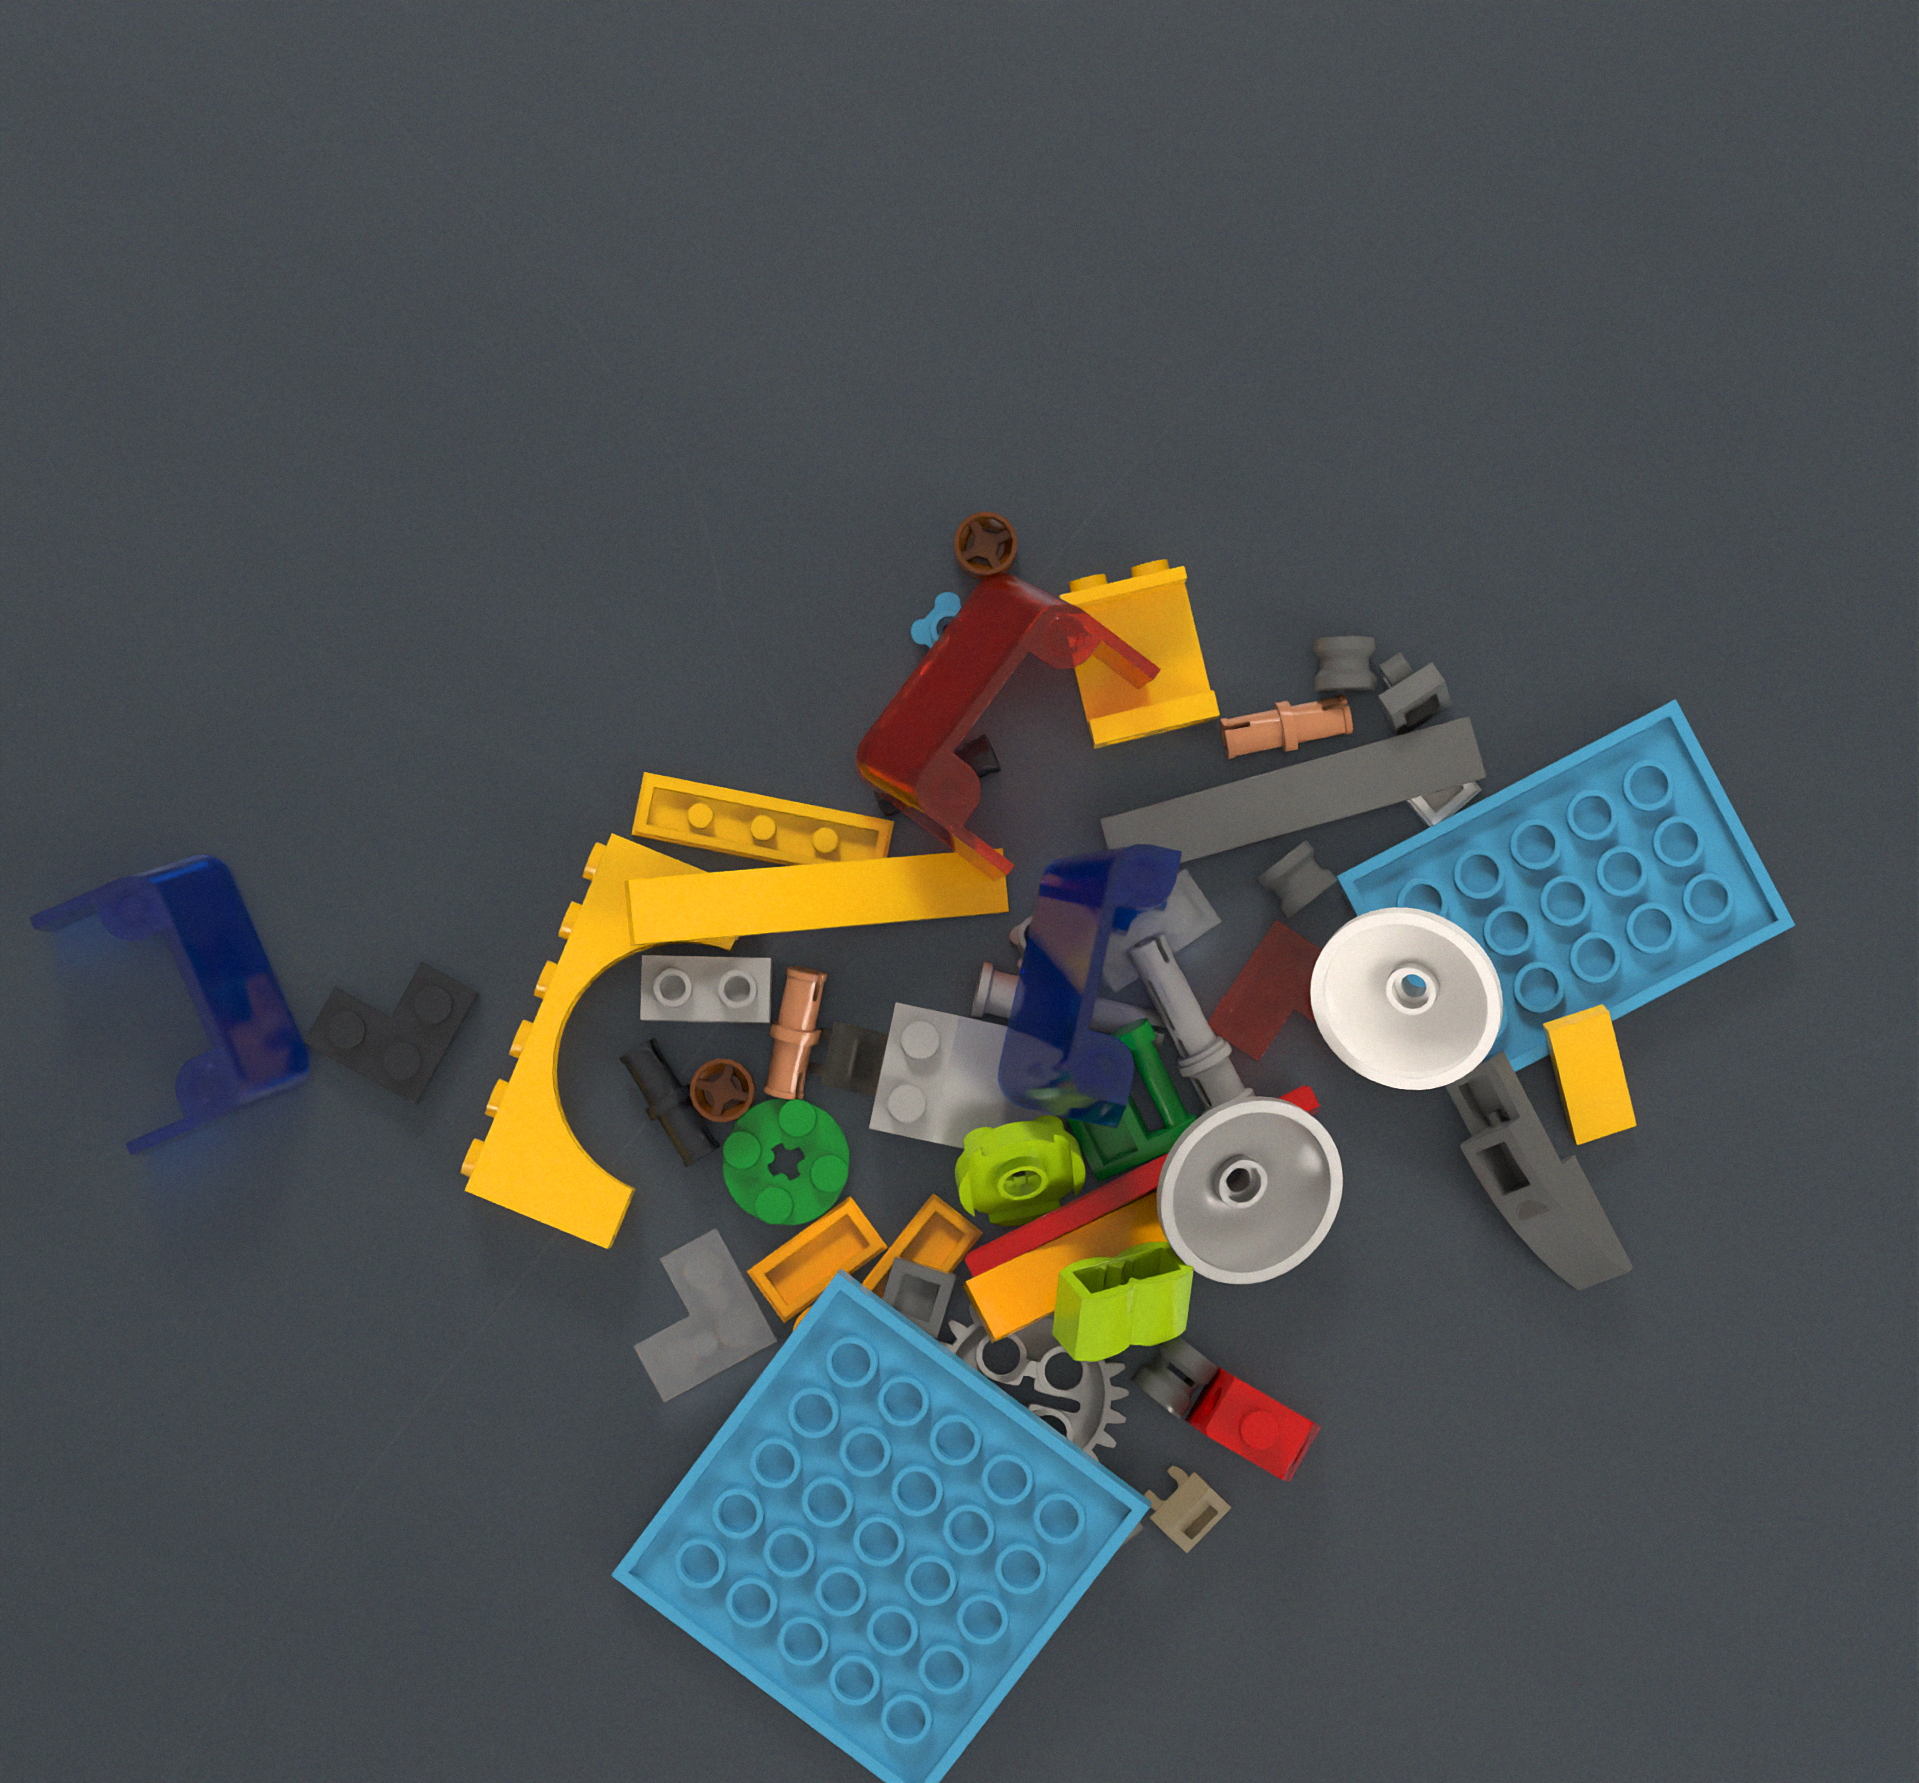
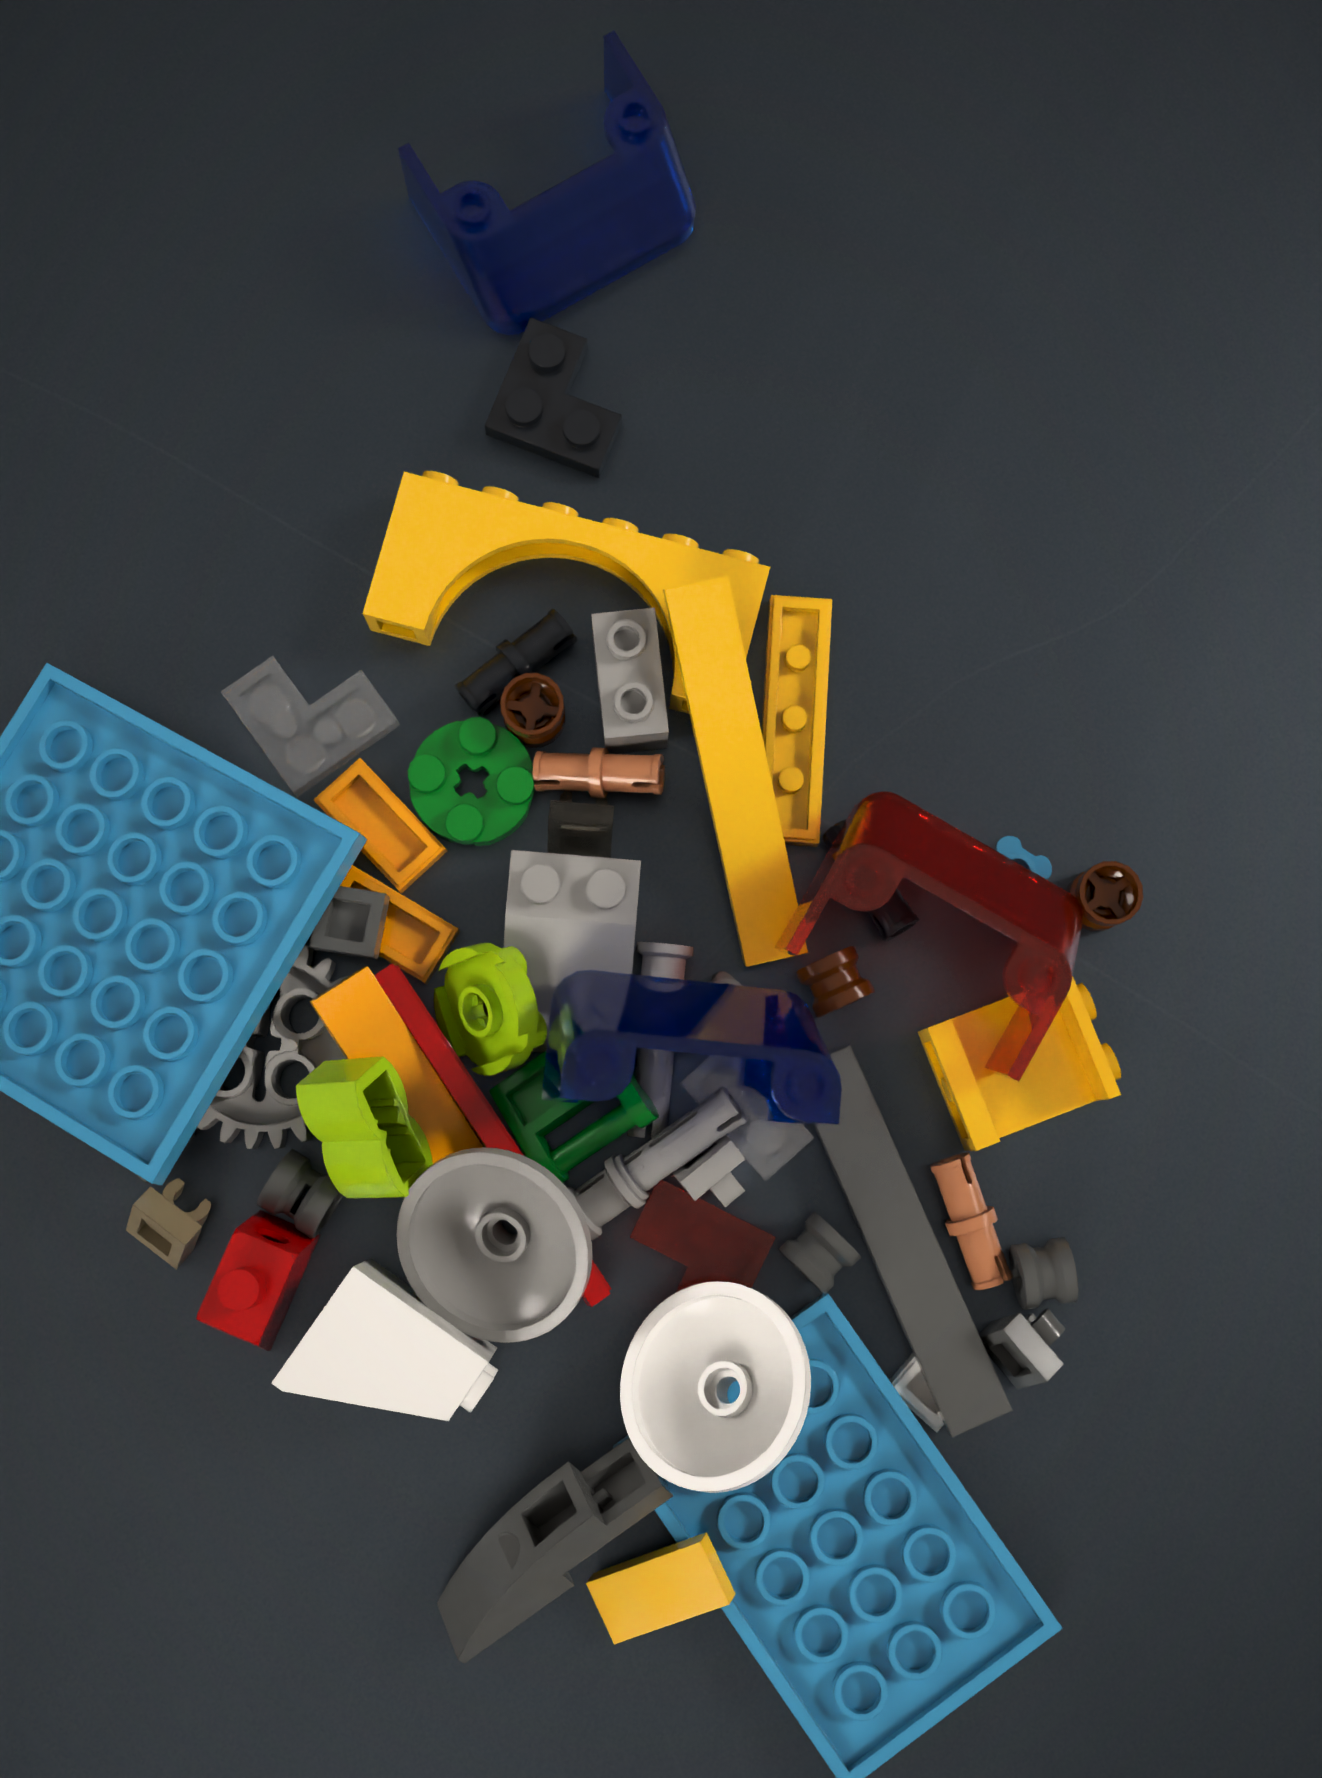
camera: 75 degrees right, 5 degrees down
(1035, 825) = (835, 981): none -> reddish brown wheel
(1206, 972) = (712, 1172): none -> light grey tile
(1335, 1302) = (387, 1351): none -> white slope

